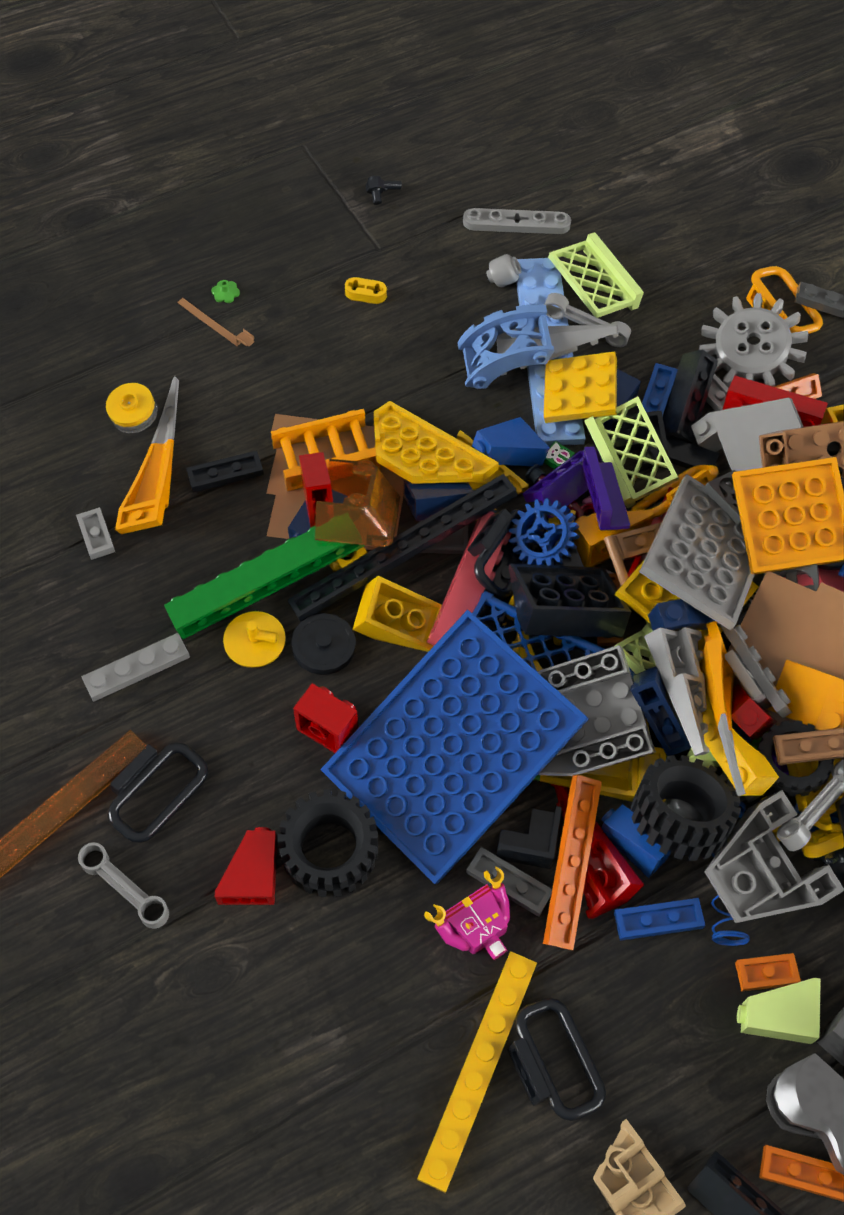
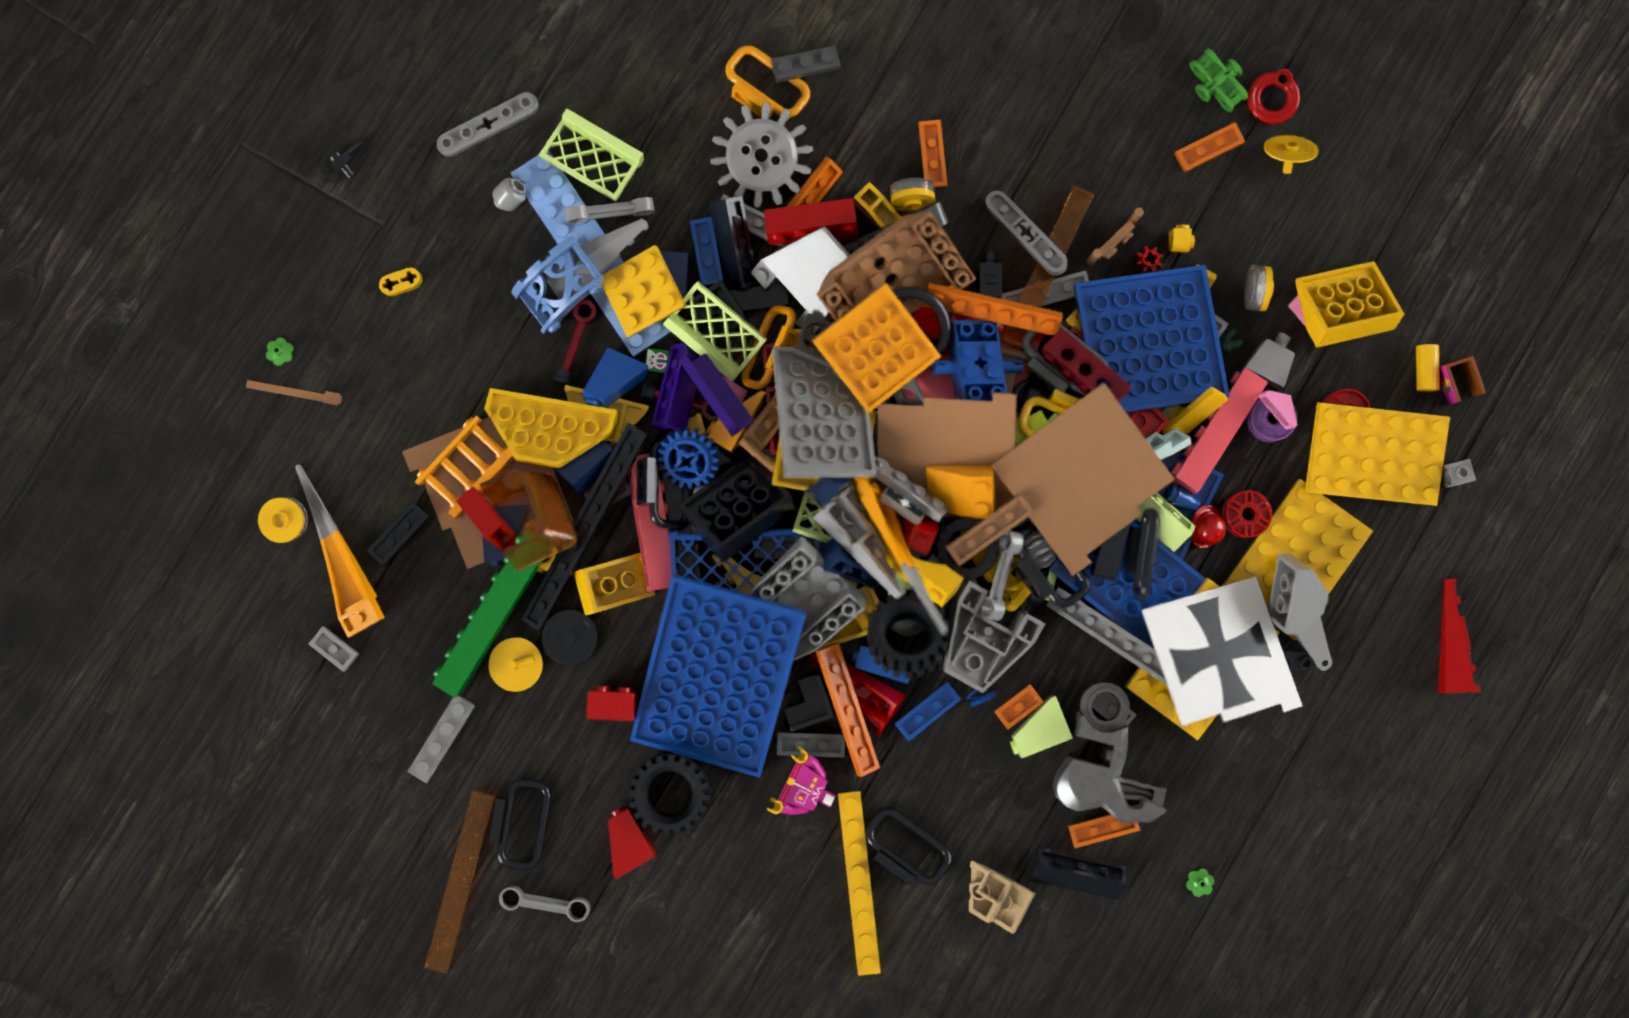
camera: 30 degrees left, 25 degrees up
(510, 392) = (564, 374): none -> dark red piece

